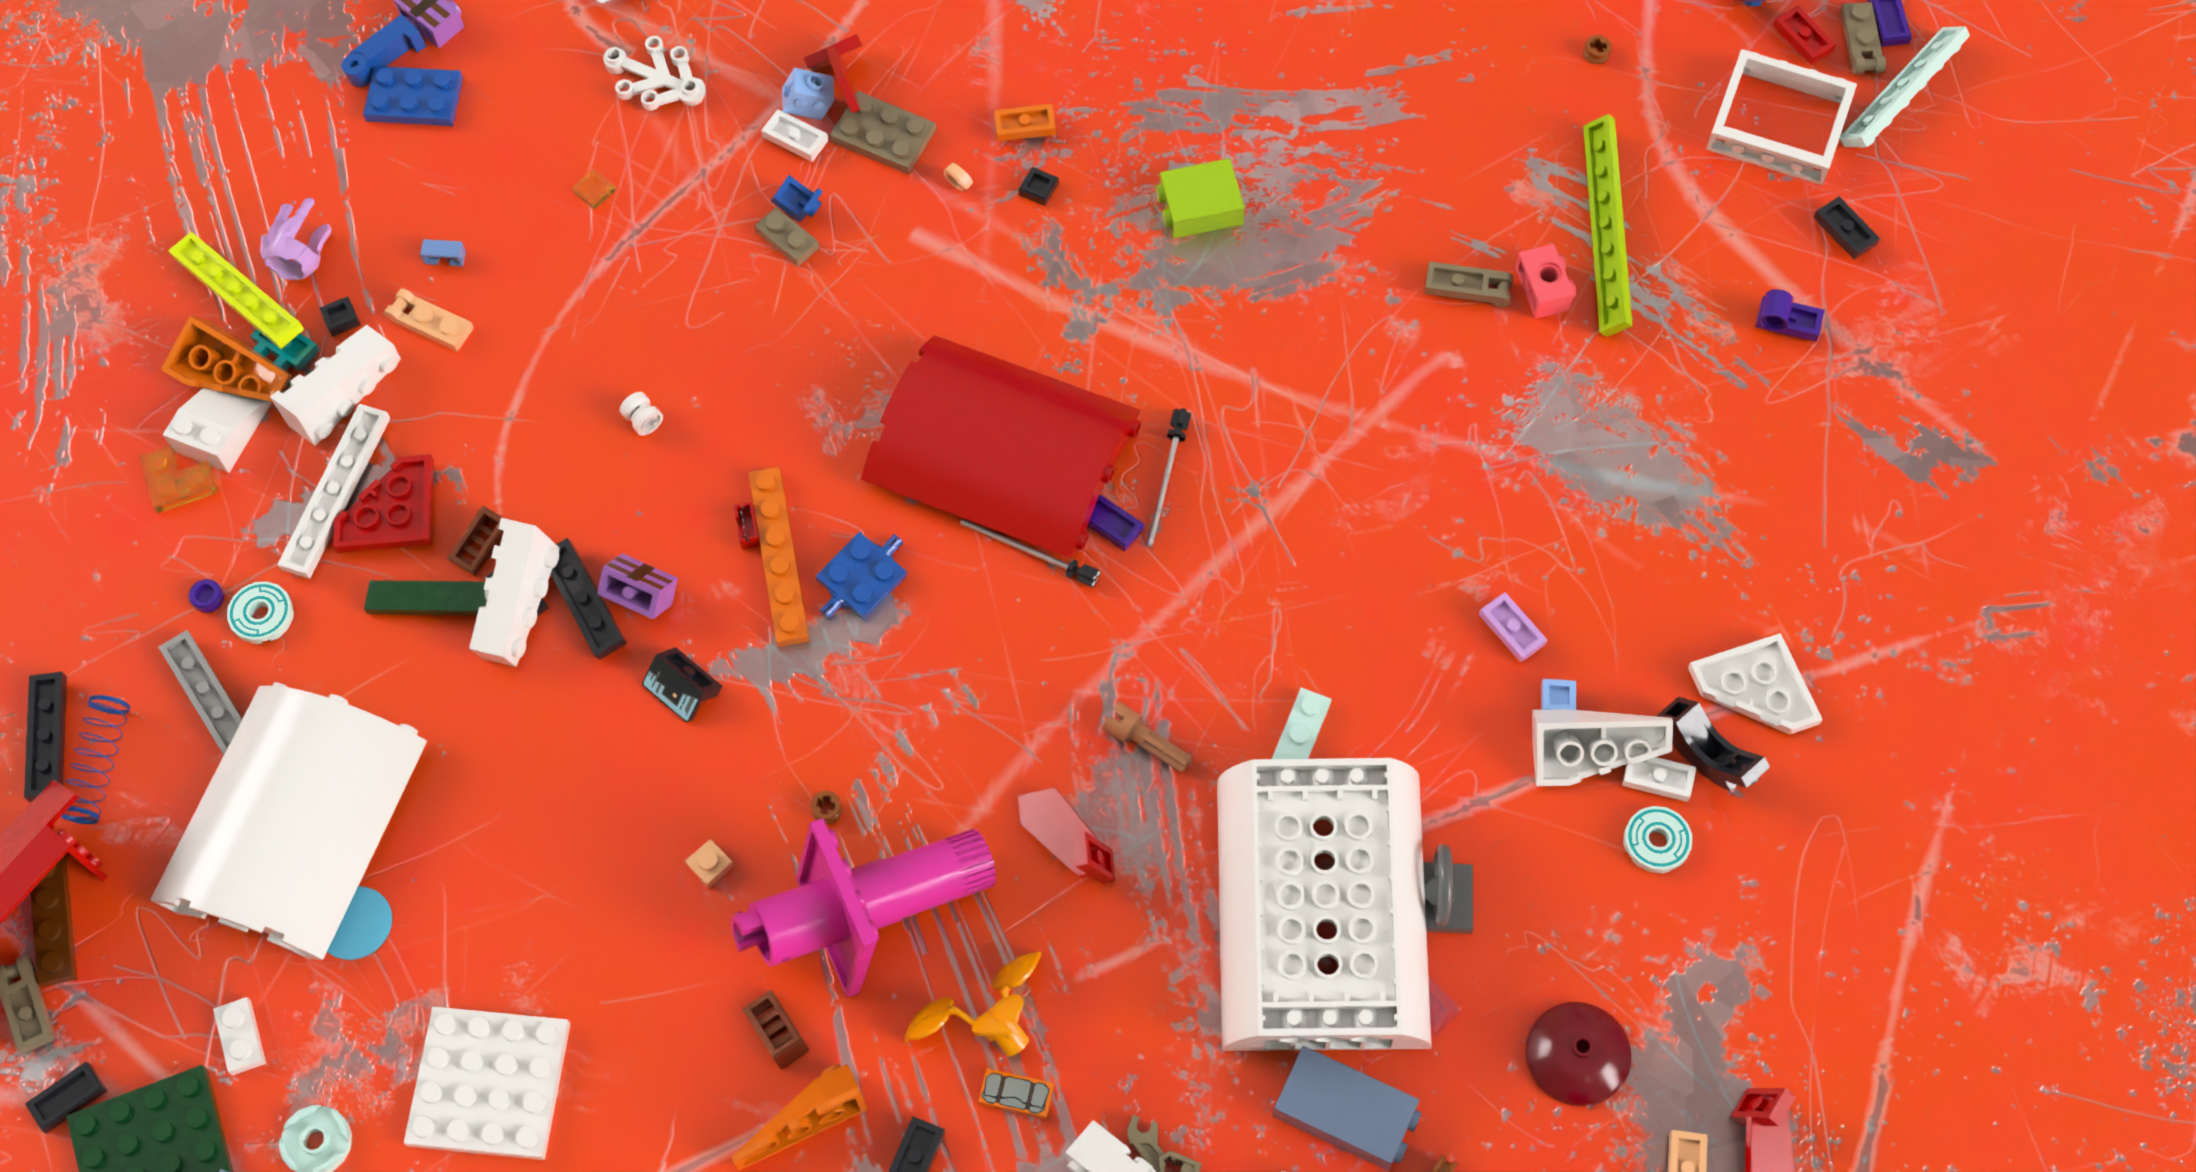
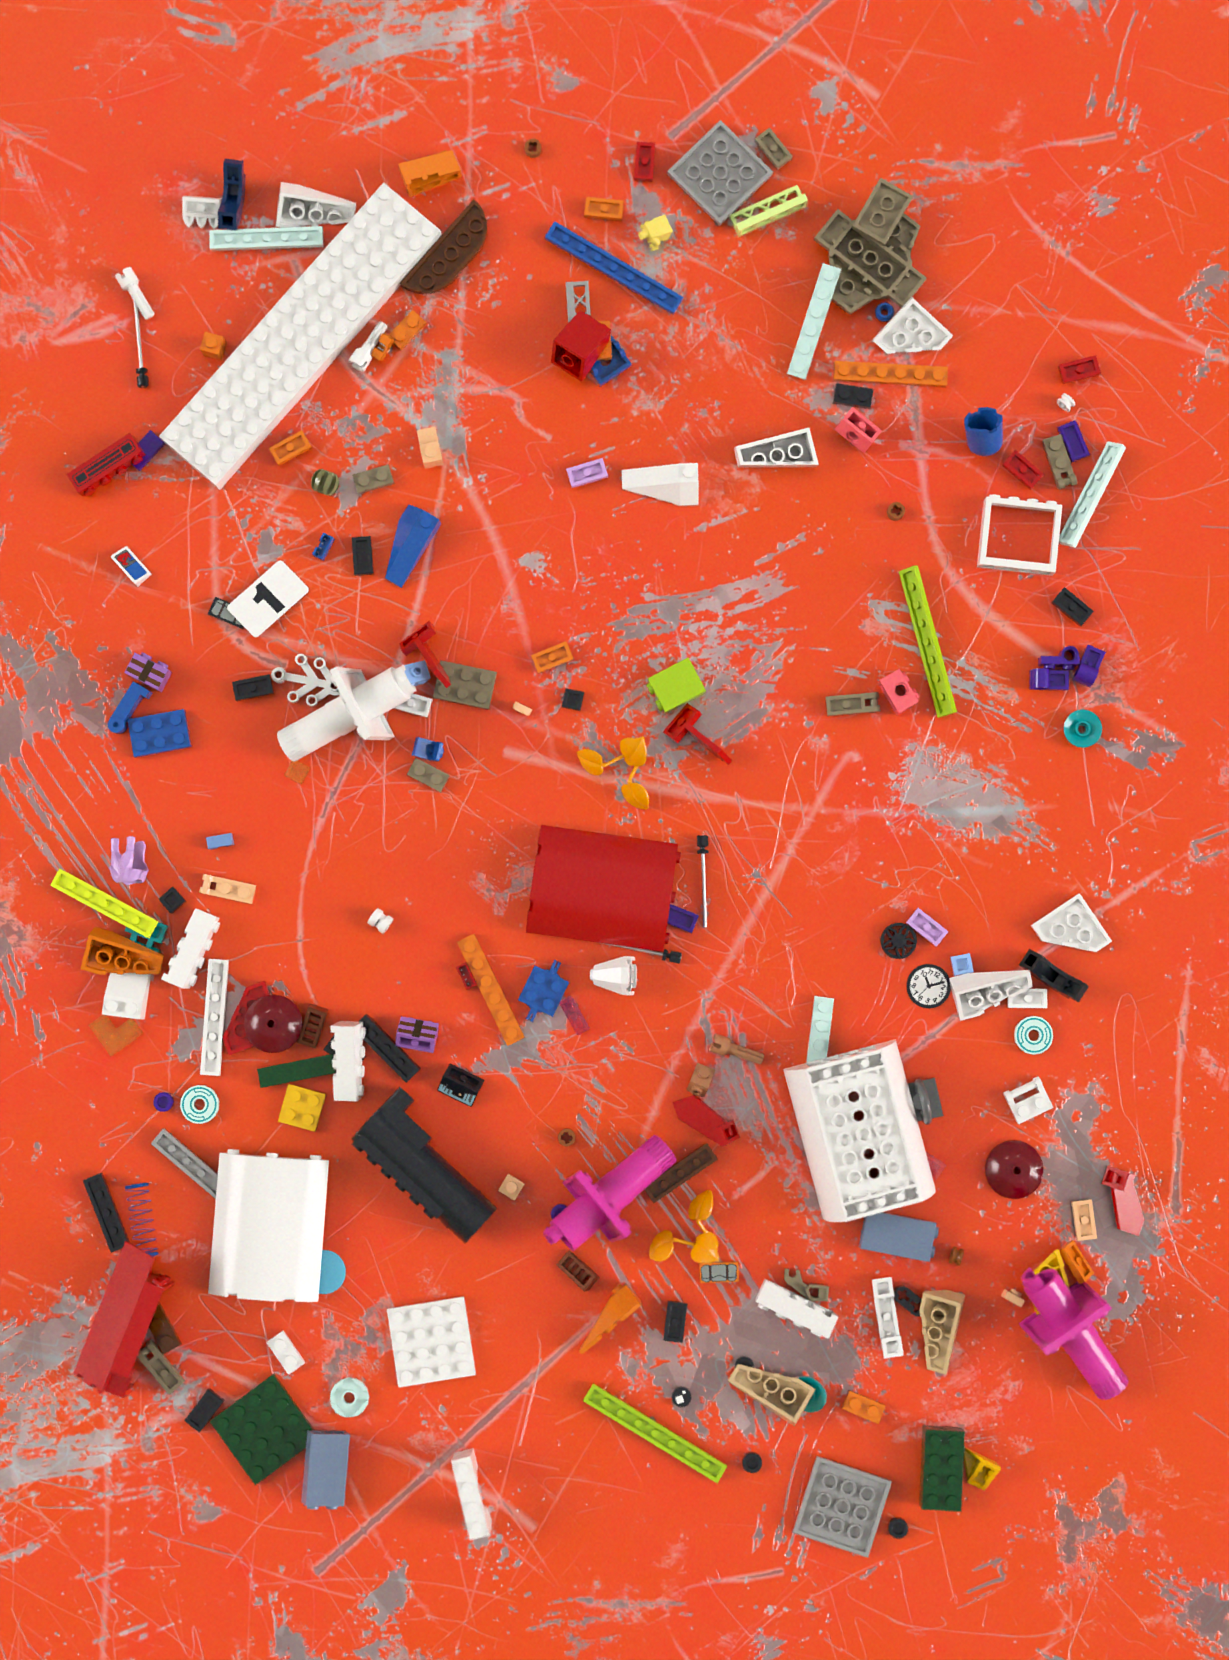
camera: 15 degrees left, 20 degrees up
(417, 657) = (302, 1107): none -> yellow plate
(426, 530) = (286, 1019): none -> dark red dish
(554, 765) = (406, 1156): none -> black piece
(571, 65) = (253, 687): none -> black plate
(708, 103) = (358, 707): none -> white piece
(899, 623) = (574, 1015): none -> clear pink slope
(985, 574) = (616, 975): none -> white cone
(997, 910) = (681, 1172): none -> reddish brown plate
(1074, 771) = (700, 1080): none -> nougat bracket
(1106, 243) = (634, 754): none -> light orange plant
(1199, 250) = (684, 723): none -> red piece
(1460, 639) = (898, 940): none -> black wheel
(1495, 722) = (928, 986): none -> sticker
(1630, 953) = (1029, 1106): none -> white plate
(1813, 293) = (1051, 662): none -> dark purple plate
(1834, 385) = (1091, 724): none -> teal dish
(1857, 313) = (1089, 665): none -> dark purple plate

